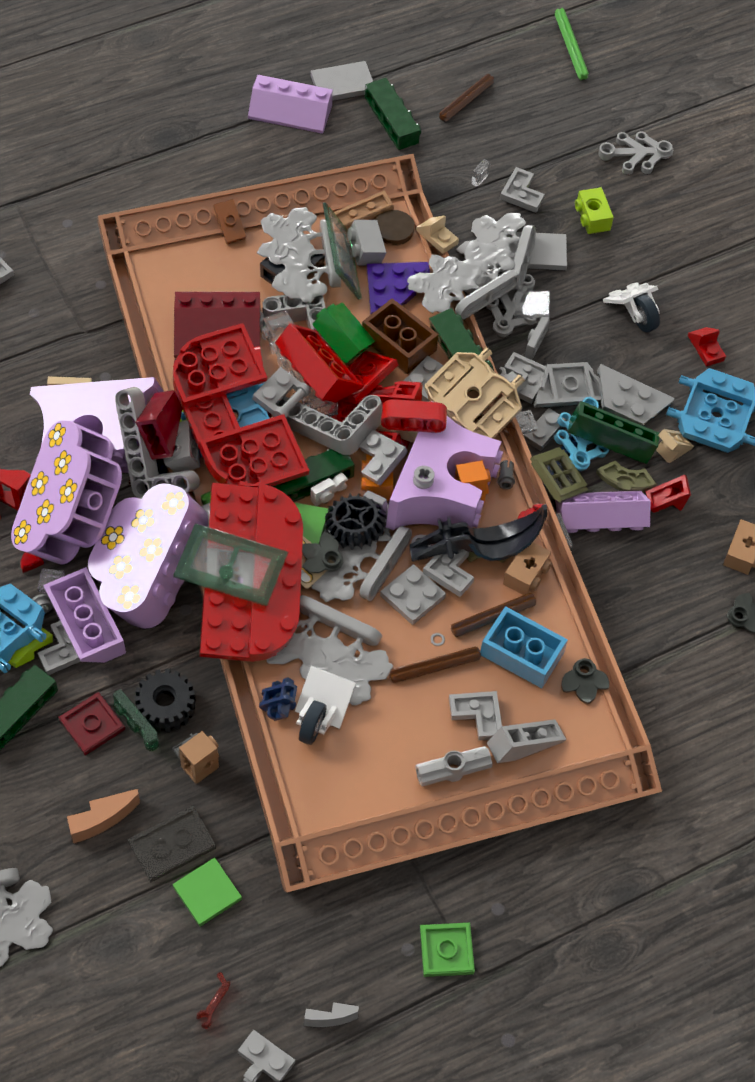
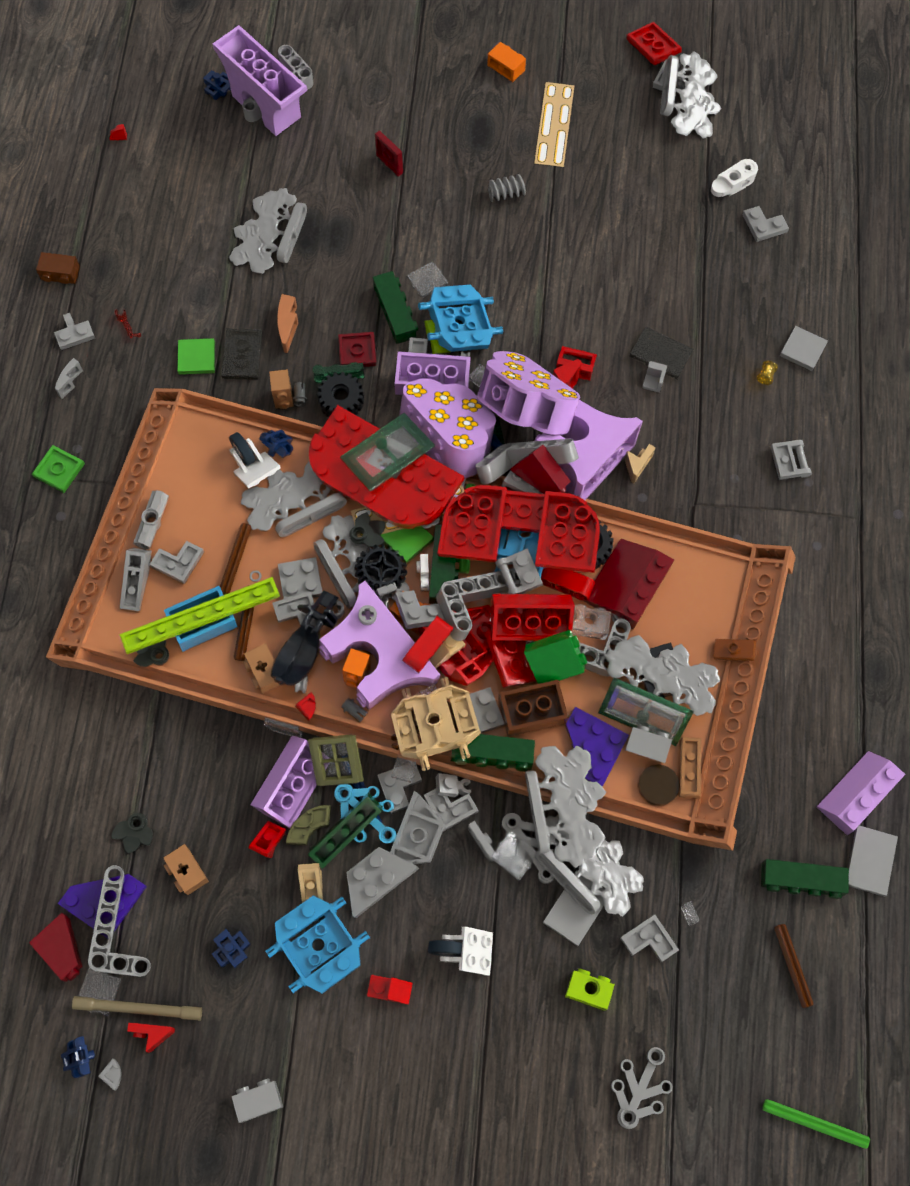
camera: 125 degrees right, 10 degrees up
(437, 234) = (628, 814): tan slope -> none
(527, 636) = (199, 615): none -> lime tile

